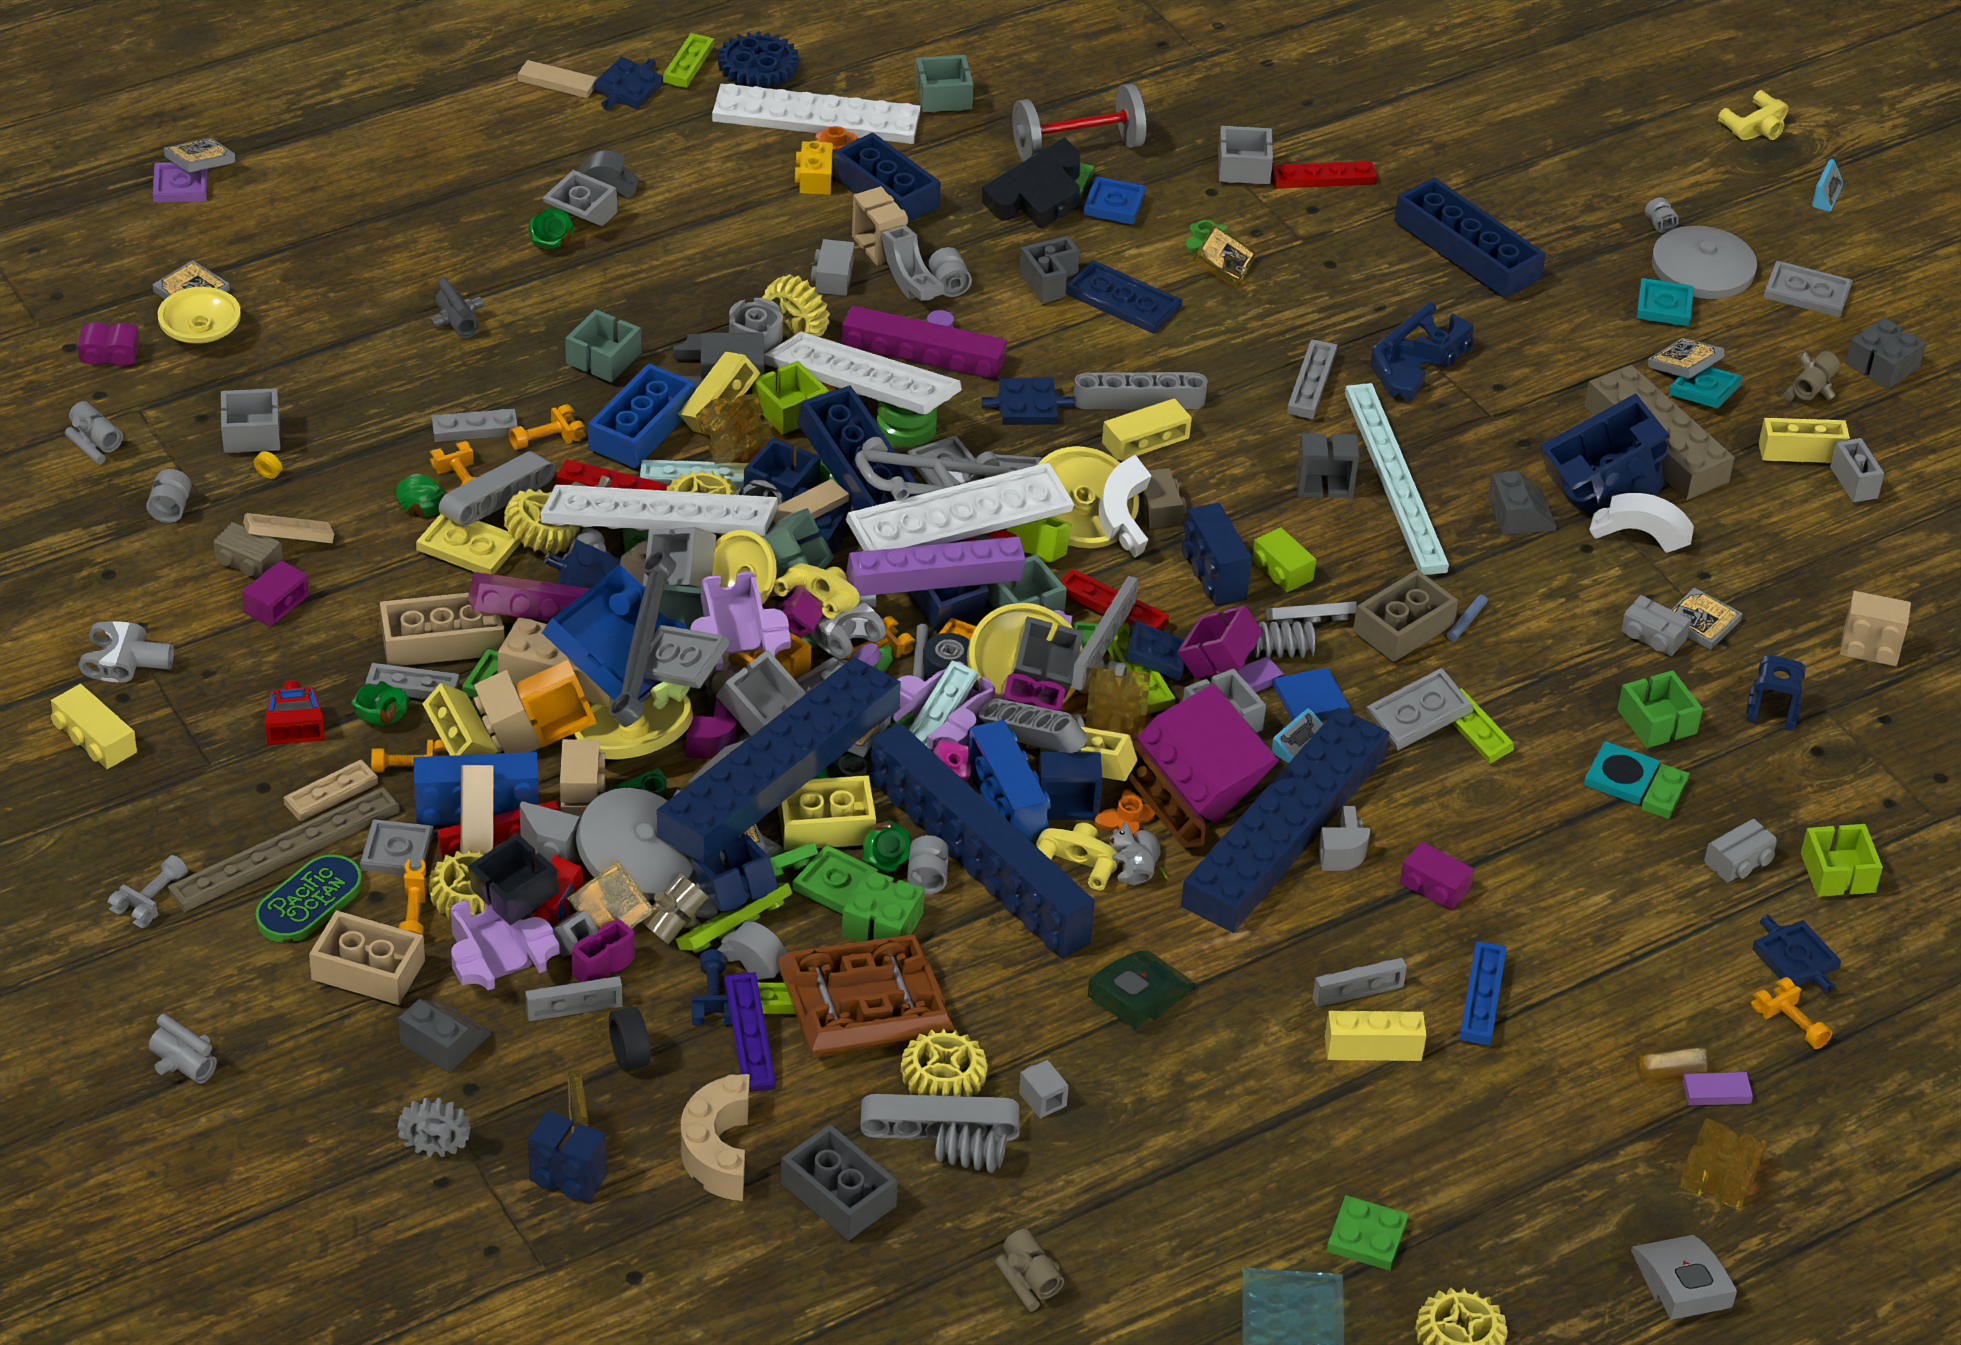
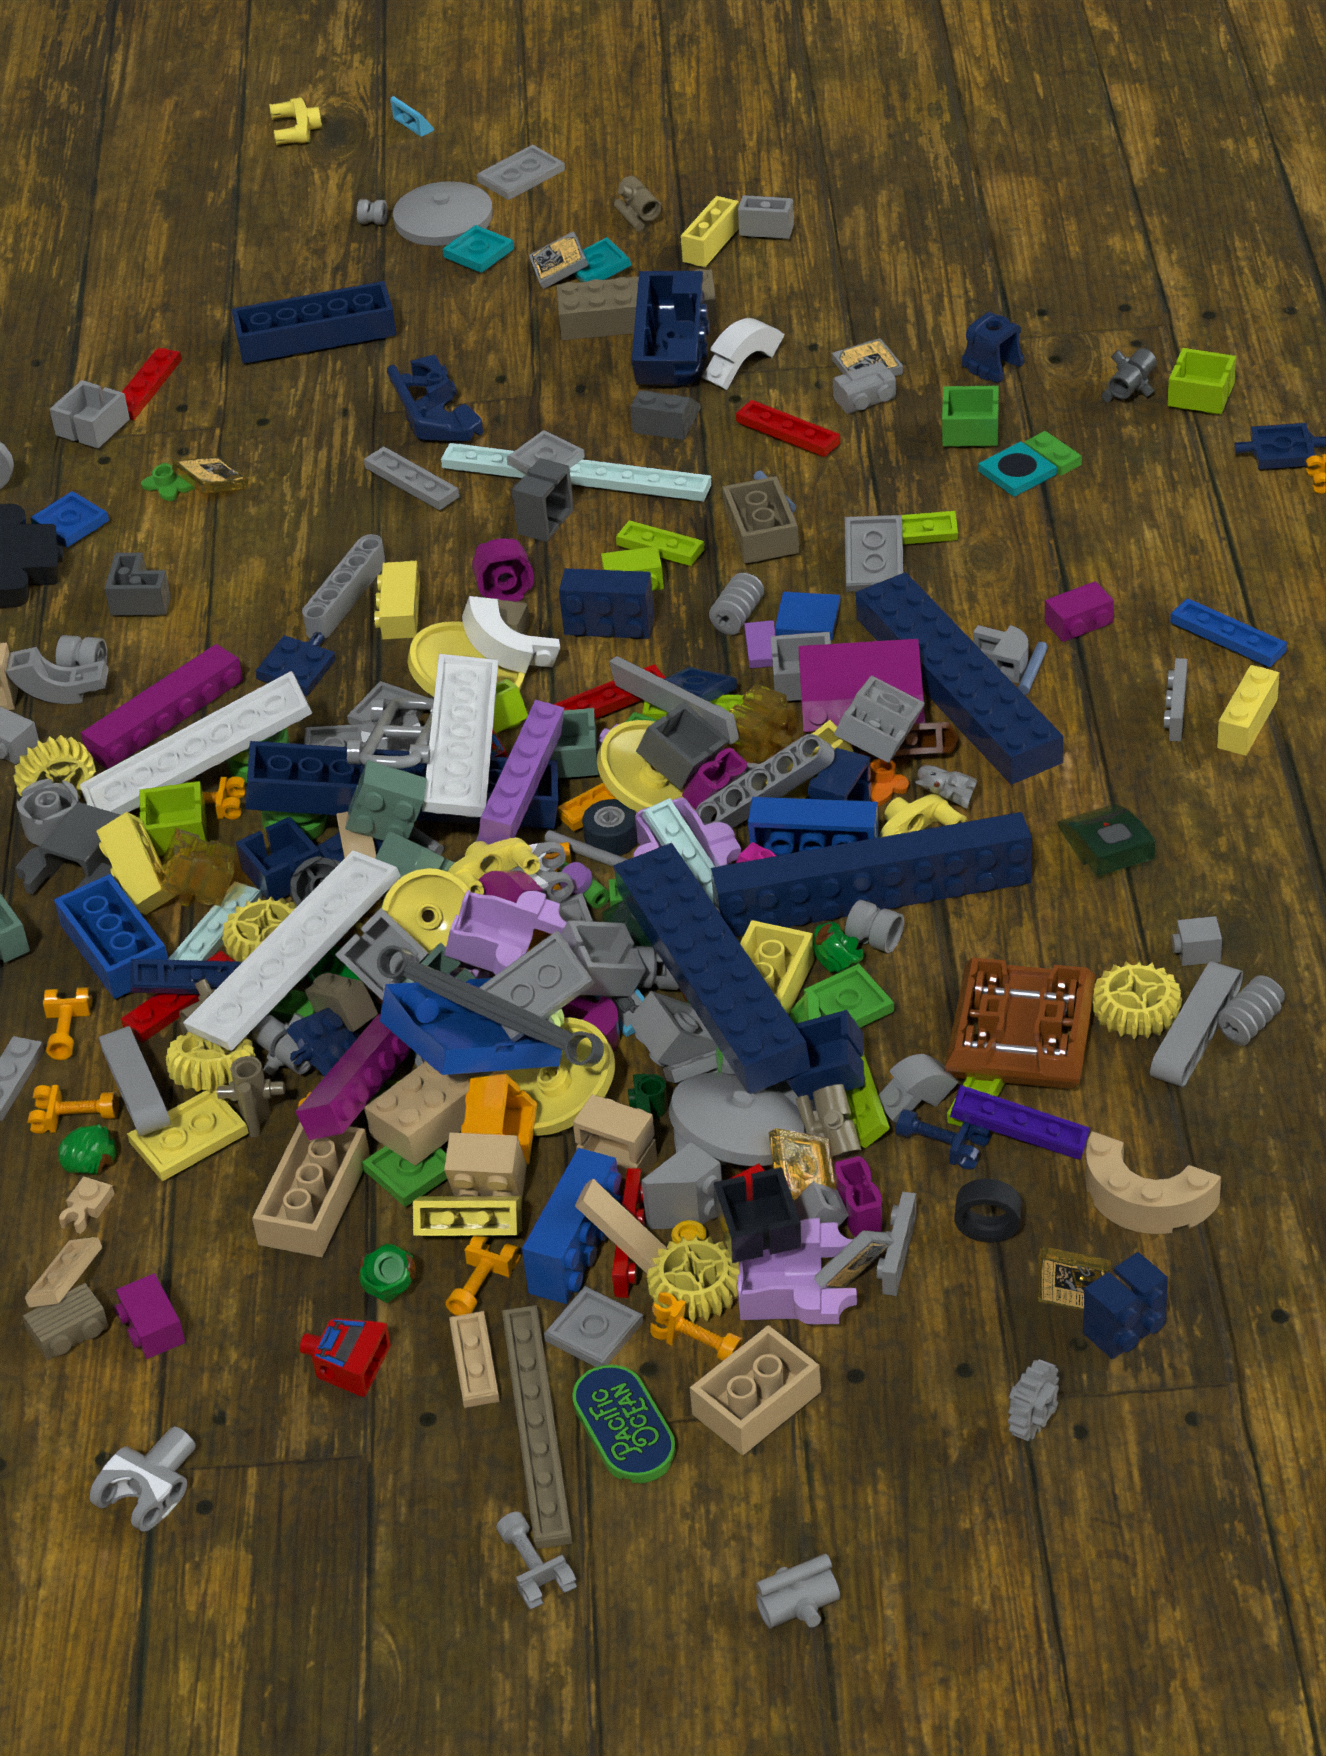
camera: 55 degrees left, 0 degrees up
(93, 726) = (246, 1539): light yellow brick -> none
(375, 518) = (86, 1200): none -> tan plate
(415, 682) = (366, 1236): light grey plate -> none
(440, 1033) = (888, 1366): dark grey slope -> none
(516, 555) = (251, 1092): none -> dark tan pin
(519, 964) = (853, 1259): none -> light grey tile
(612, 462) = (177, 975): none -> dark blue plate
(838, 490) = (385, 801): none -> sand green piece
(839, 1182) = (1252, 1115): dark grey brick -> none
(891, 905) = (911, 976): bright green piece -> none
(941, 317) = (135, 686): medium lavender tile -> none
(1123, 296) = (206, 557): dark blue tile -> none
(1157, 768) = (879, 718): none -> light grey slope
(1217, 474) = (502, 570): none -> magenta brick
(1219, 645) = (730, 643): magenta piece -> none
(1295, 735) = (851, 630): slope -> none
(1311, 613) = (708, 577): light grey plate -> none
(1337, 565) = (670, 544): none -> lime plate
(1343, 871) = (1033, 667): none -> sand blue piece
(1391, 448) = (546, 447): none -> light grey tile
(1560, 594) = (788, 428): none -> red plate
(1741, 851) = (1153, 433): light grey brick -> none
(1814, 804) = (1131, 375): none -> dark grey pin
(1875, 628) = (958, 270): tan brick -> none
(1894, 353) = (627, 150): dark grey piece -> none

